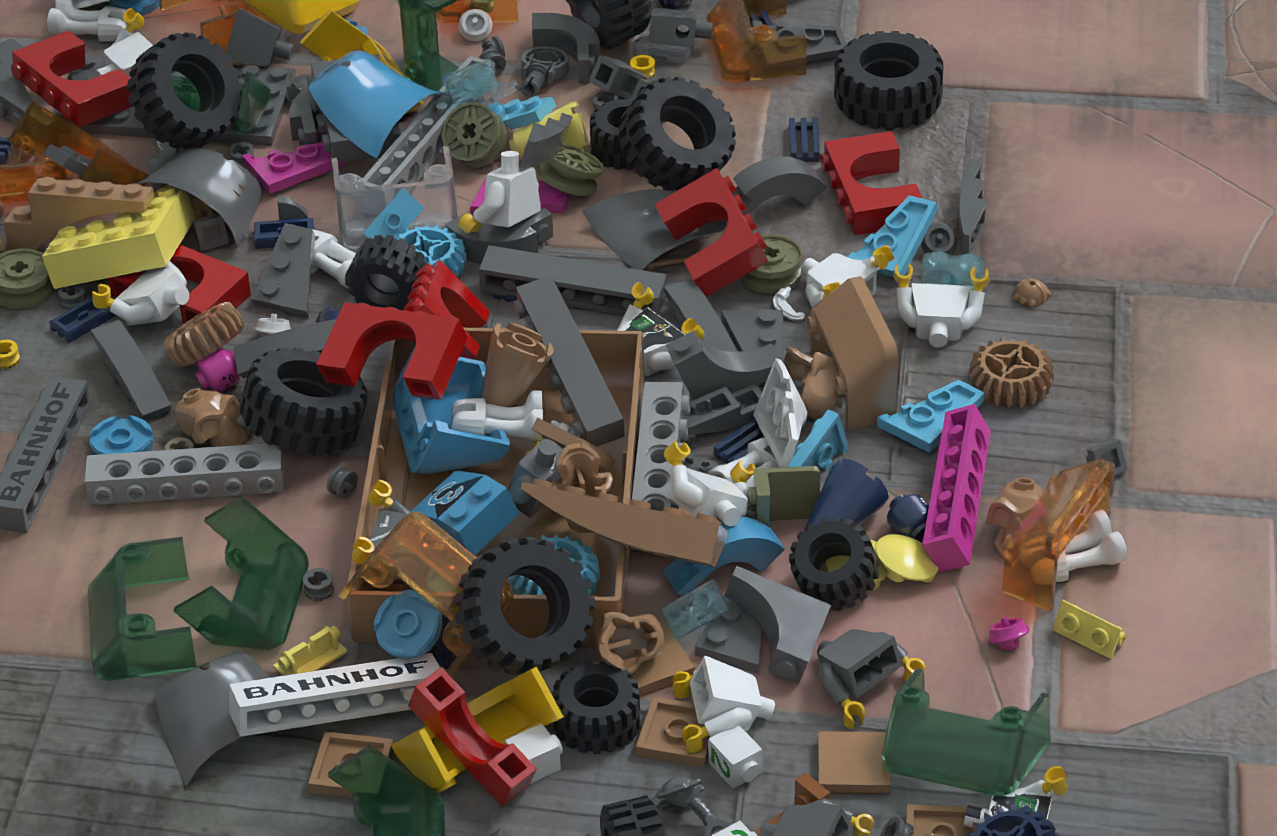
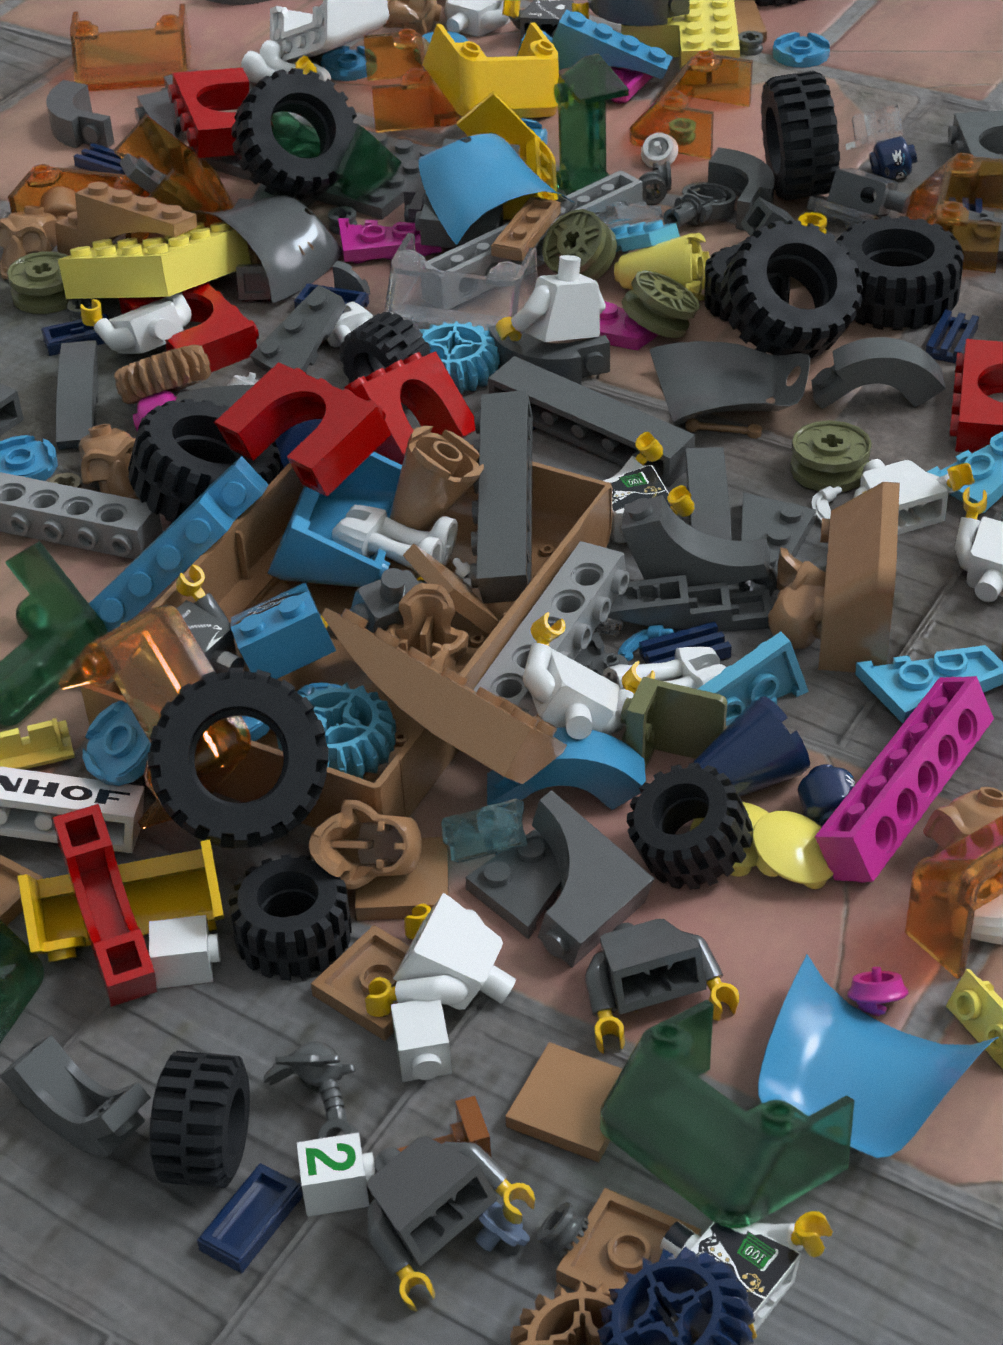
camera: 25 degrees right, 0 degrees up
(256, 41) = (420, 115): dark grey torso -> none
(341, 469) = (179, 544): none -> dark azure arch
(396, 216) = (445, 304): medium azure plate -> none
(428, 130) = (526, 228): none -> medium nougat tile
(470, 81) = (598, 189): clear light blue hips -> none
(545, 141) = (629, 260): dark grey slope -> none
(707, 445) = (632, 643): none -> dark azure piece
(735, 251) = (789, 425): red arch -> none
(752, 87) = (905, 270): none -> black tyre
(780, 413) = (732, 626): white wedge -> none
(1007, 678) = (835, 1050): none -> dark azure piece

